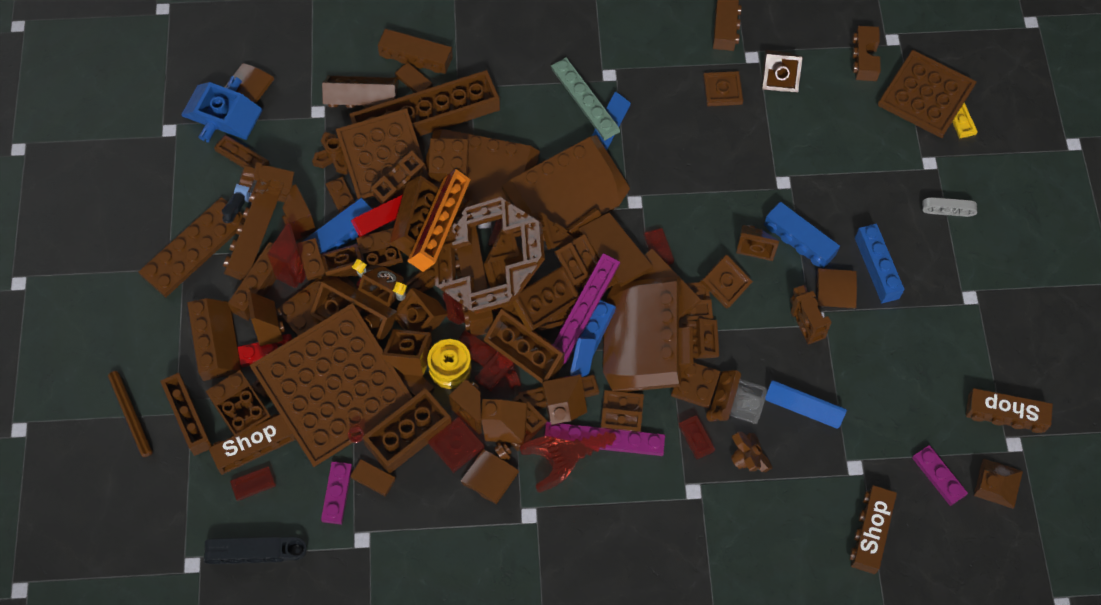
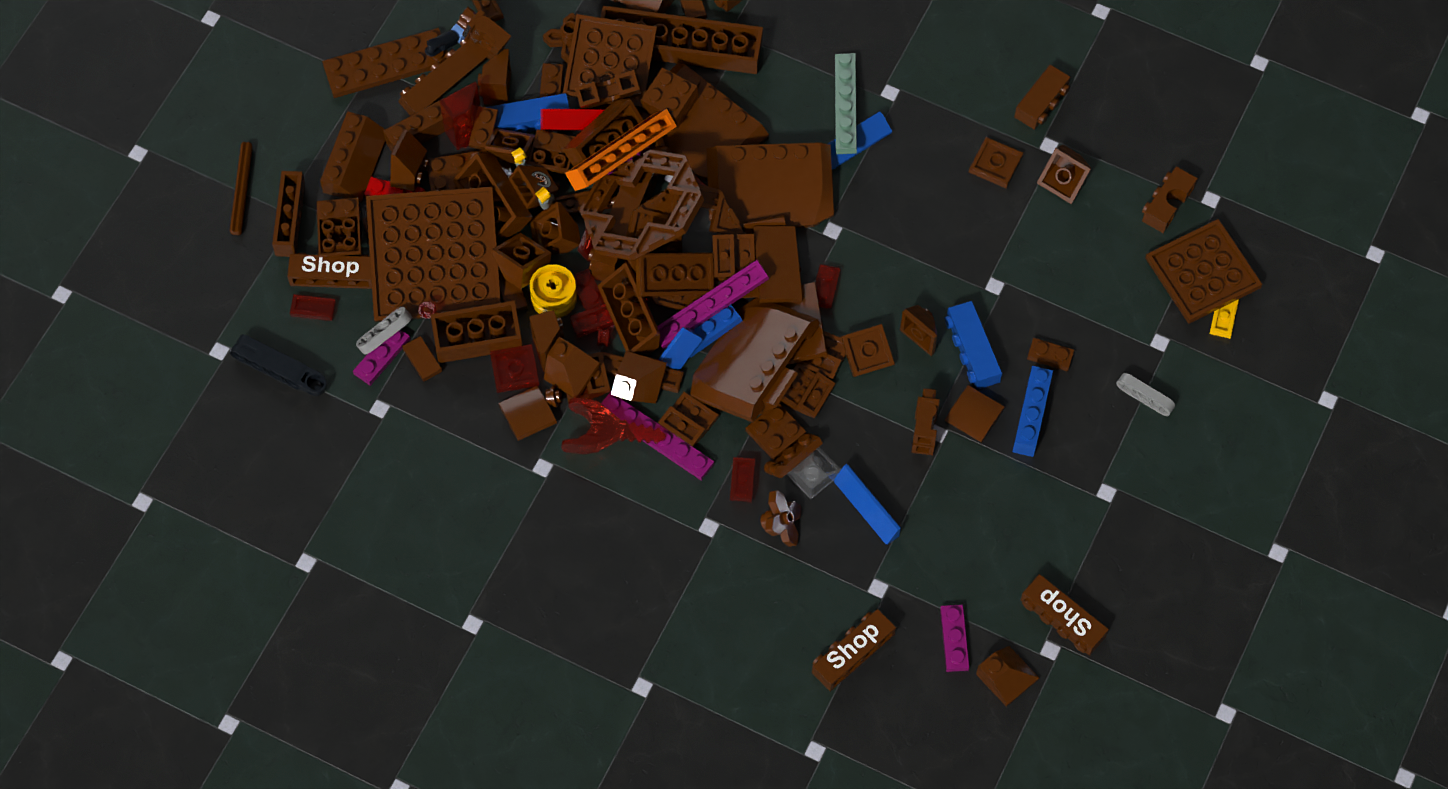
camera: 30 degrees right, 0 degrees up
(333, 459) = (383, 330): none -> light grey beam
(859, 213) = (1050, 354): none -> reddish brown plate

